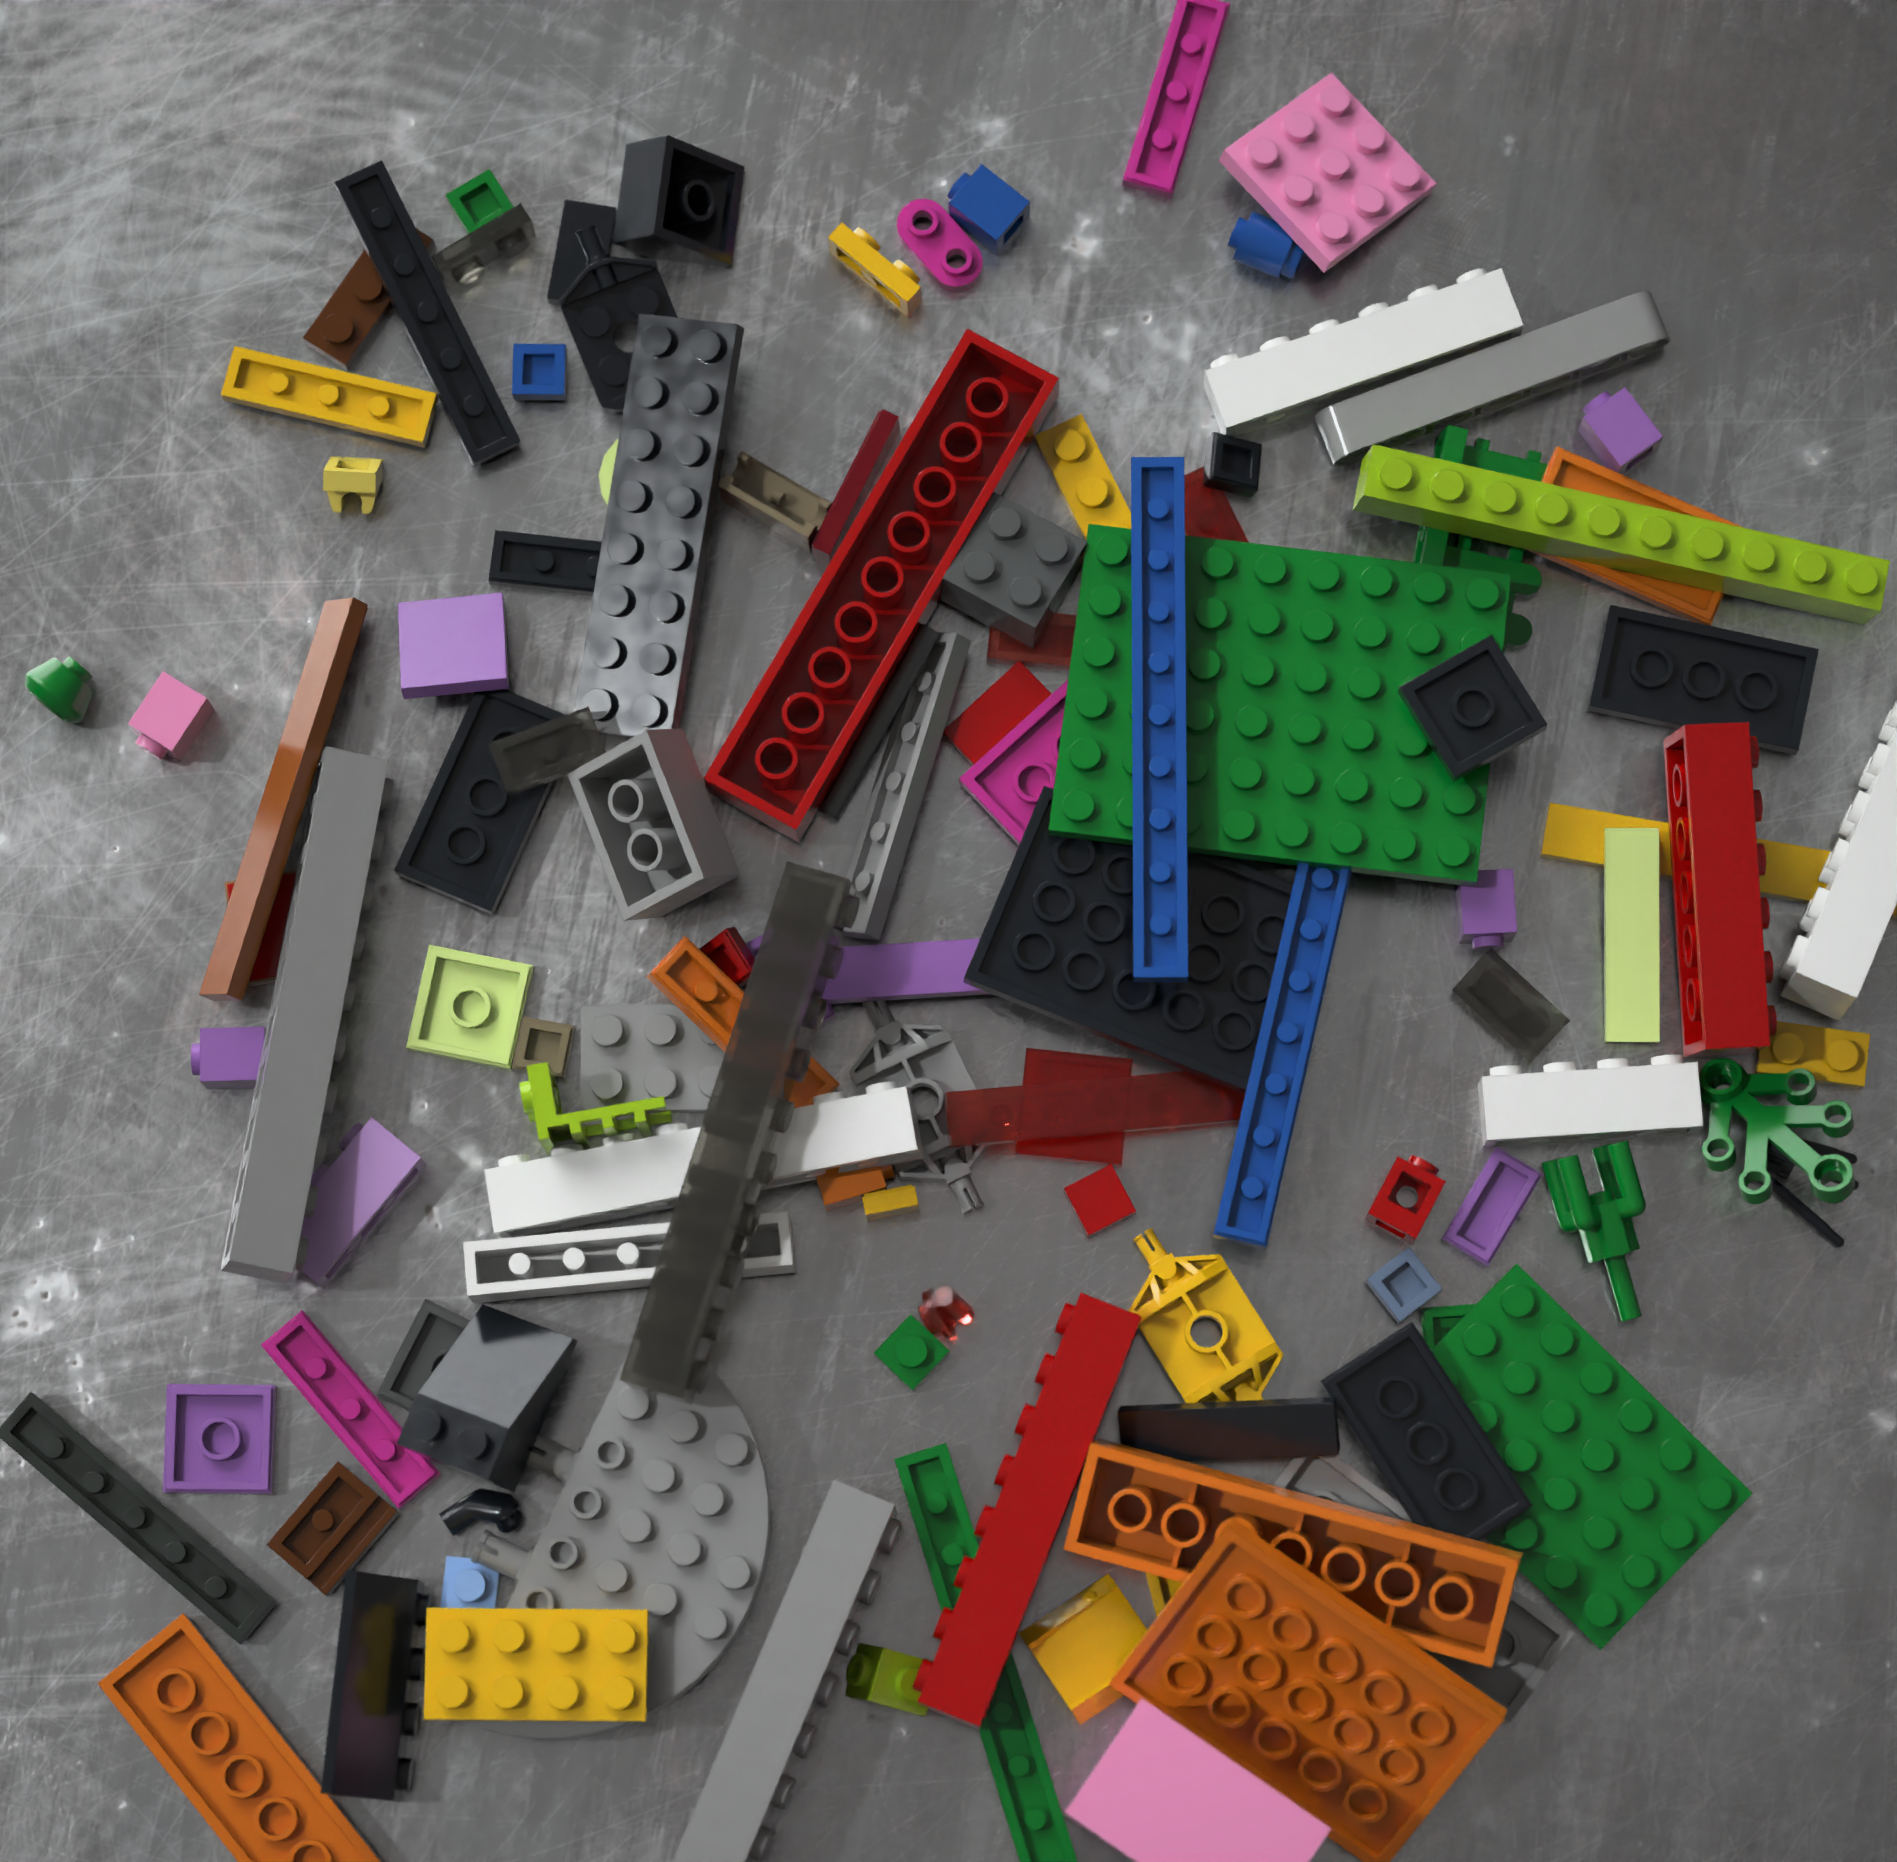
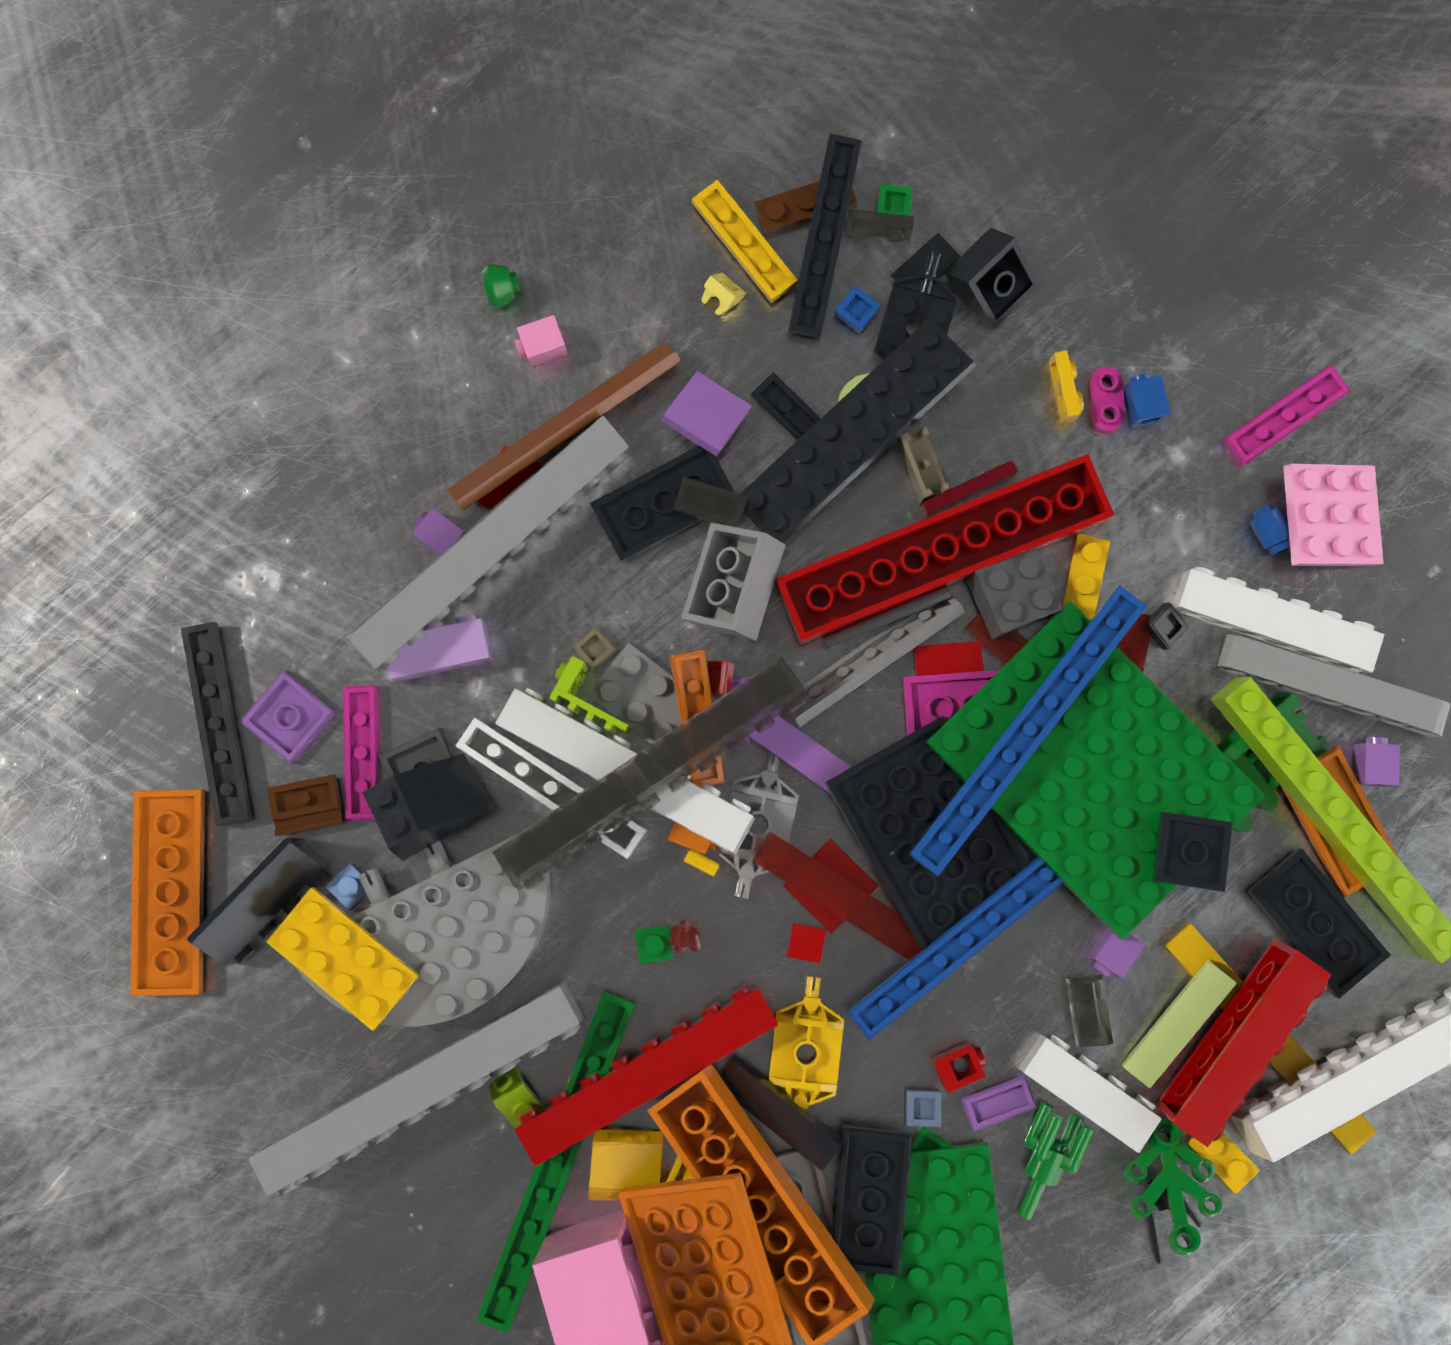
camera: 35 degrees right, 5 degrees up
(470, 1007) = (574, 600): yellowish green tile -> none
(485, 1506) = (379, 848): black arm -> none

